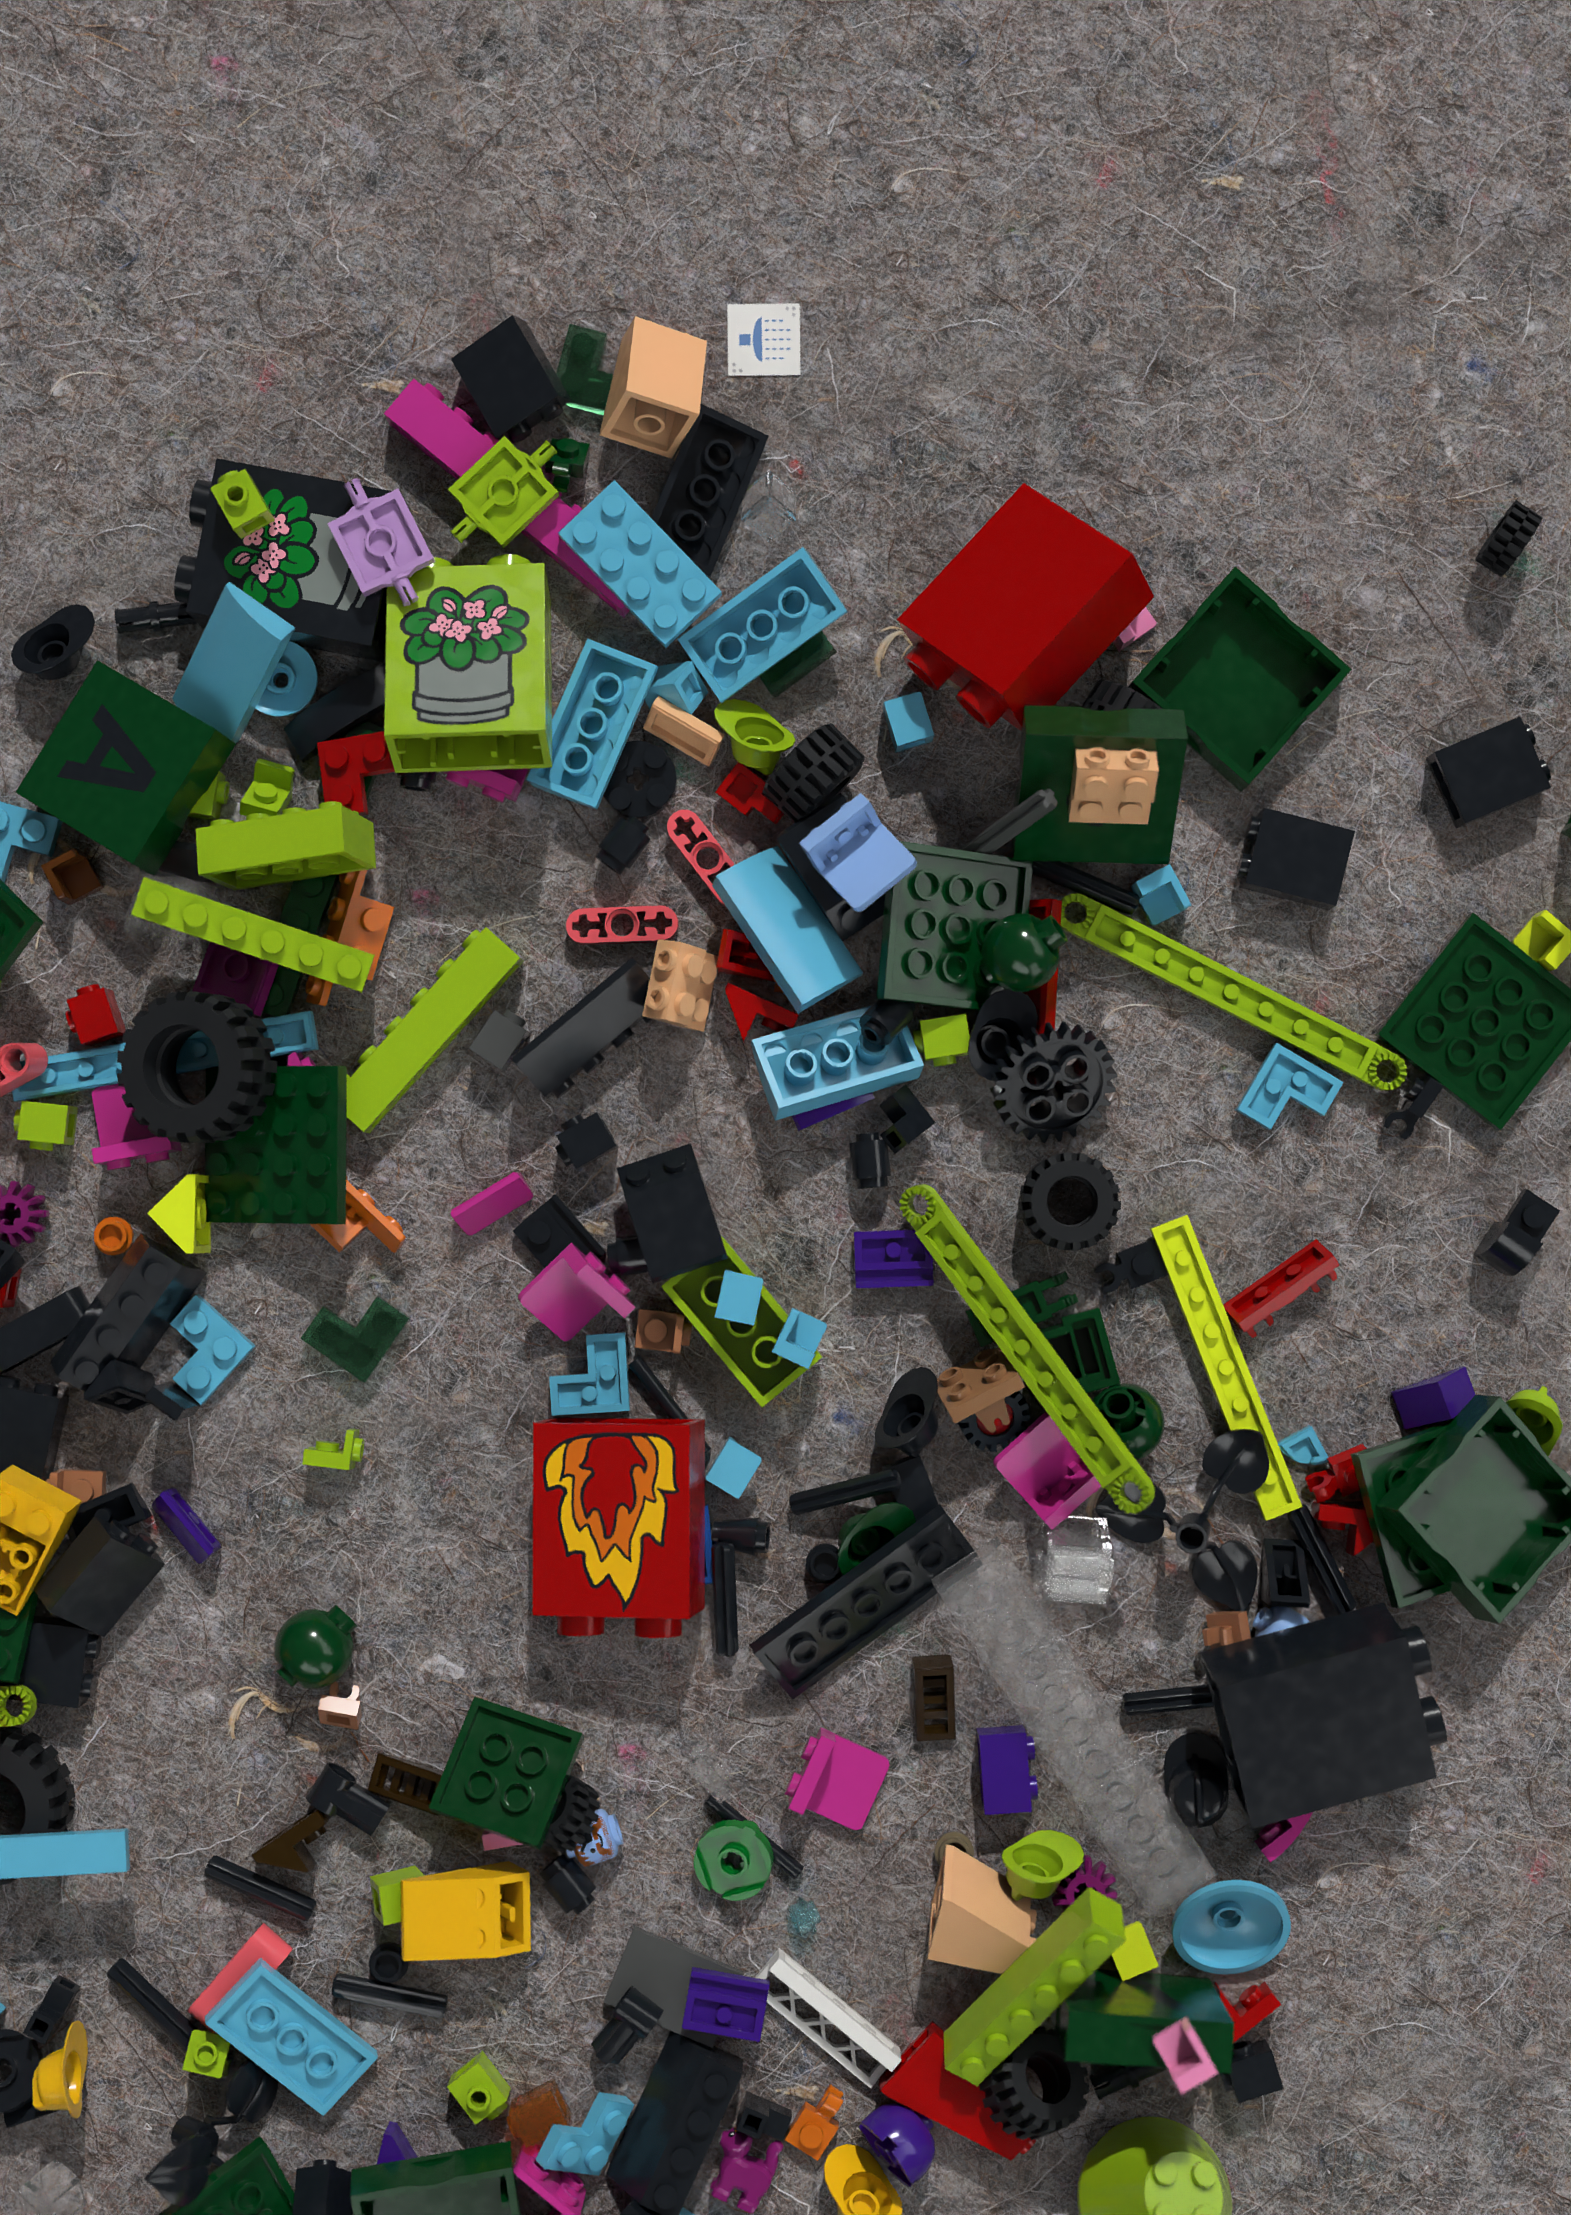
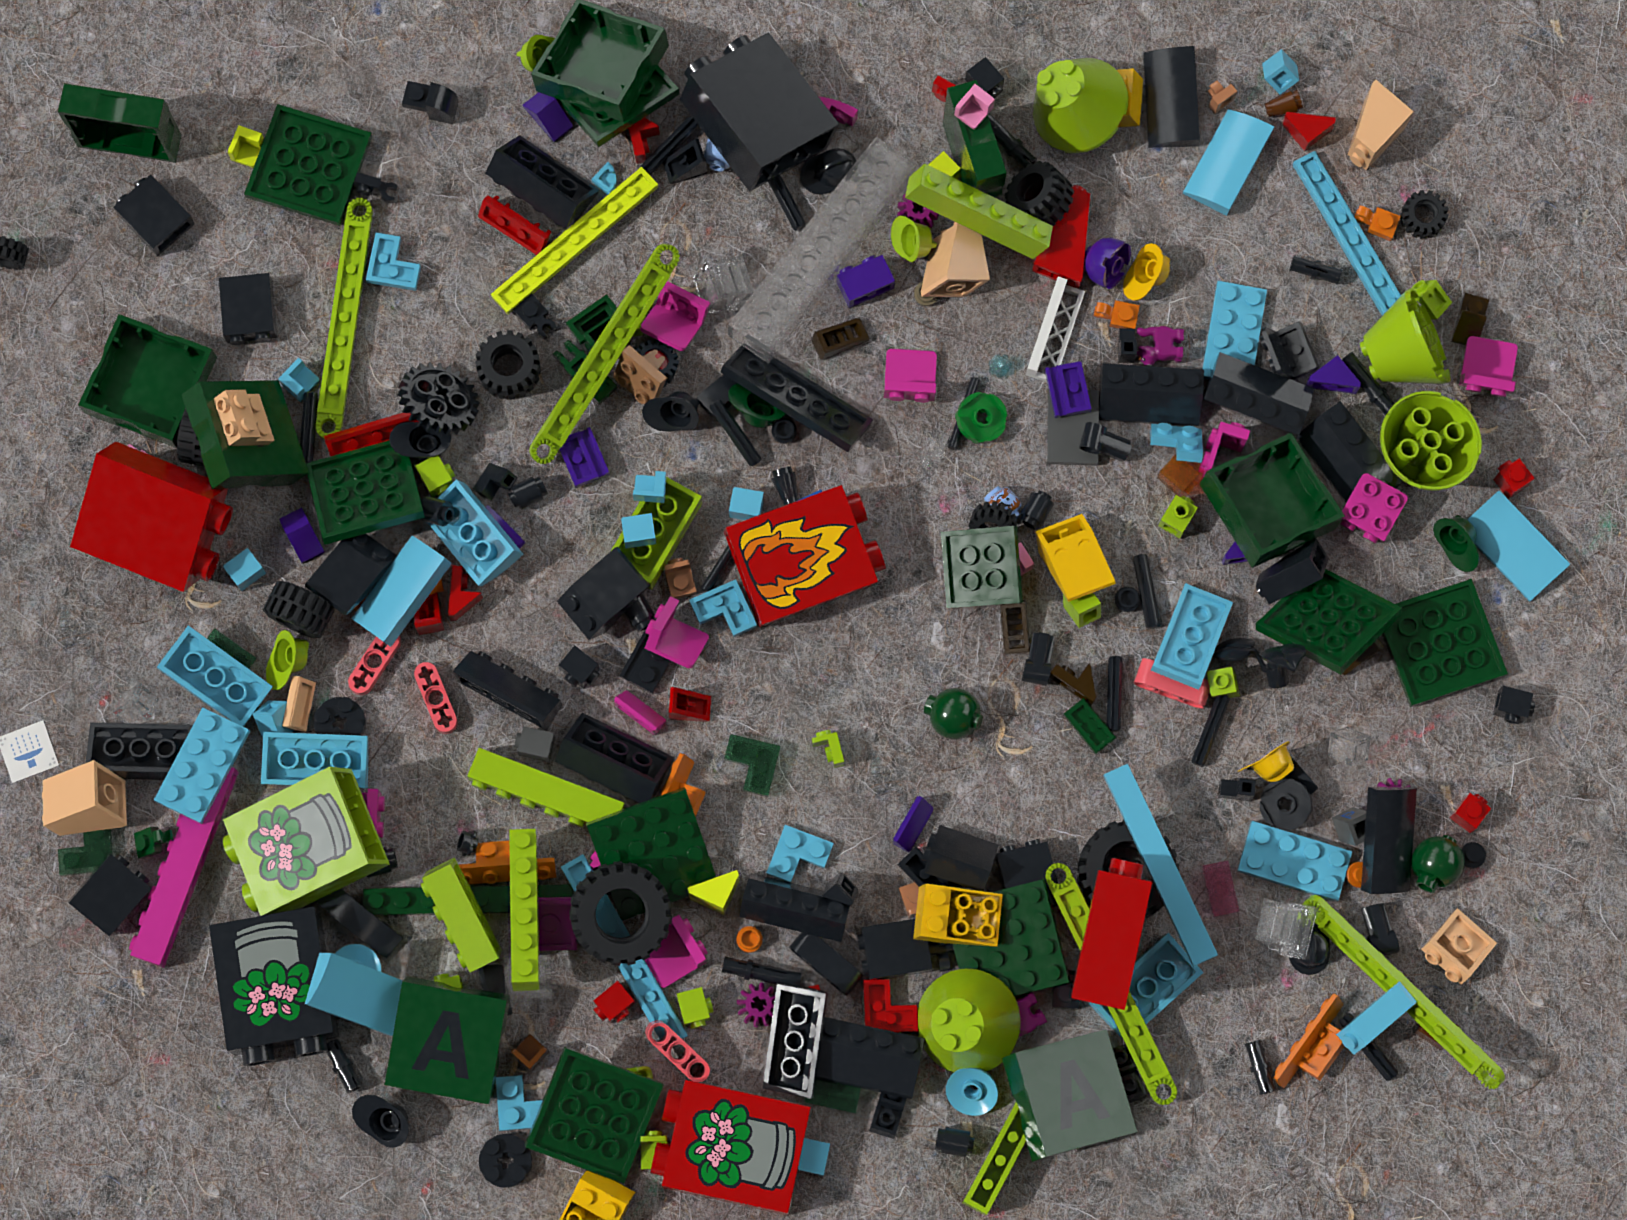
camera: 115 degrees left, 10 degrees down
(60, 1234) = (759, 972): none -> black pin
(172, 1401) = (836, 855): black tile -> none
(225, 1833) = (1089, 726): none -> dark green plate
(242, 502) = (250, 1018): lime brick -> none
(270, 789) = (430, 948): lime bracket -> none
(340, 1711) = (986, 683): nougat tile -> none
(347, 762) = (391, 901): red plate -> none
(381, 542) = (245, 921): lavender plate -> none
(397, 895) = (467, 842): none -> black plate
(436, 1142) = (614, 759): none -> black slope
(472, 1275) = (689, 705): none -> red slope
(503, 492) = (185, 866): lime plate -> none
(623, 844) = (384, 714): black brick -> none
(680, 985) = (460, 643): light nougat plate -> none
(724, 1599) = (827, 480): black axle -> none
(745, 792) = (324, 652): red plate -> none
(858, 854) = (340, 555): light blue bracket -> none
(931, 818) = (301, 535): none -> dark purple slope
(1013, 823) = (287, 474): dark grey axle -> none
(1022, 951) = (364, 442): dark green brick -> none
(1133, 1416) = (621, 277): dark green brick -> none
(1224, 1572) = (700, 201): black plant -> none
(1226, 1628) = (731, 184): nougat tile -> none
(1230, 1927) = (904, 119): medium azure dish -> none
(1334, 1351) = (541, 181): none -> black slope
(1339, 1476) = (615, 151): red plate -> none

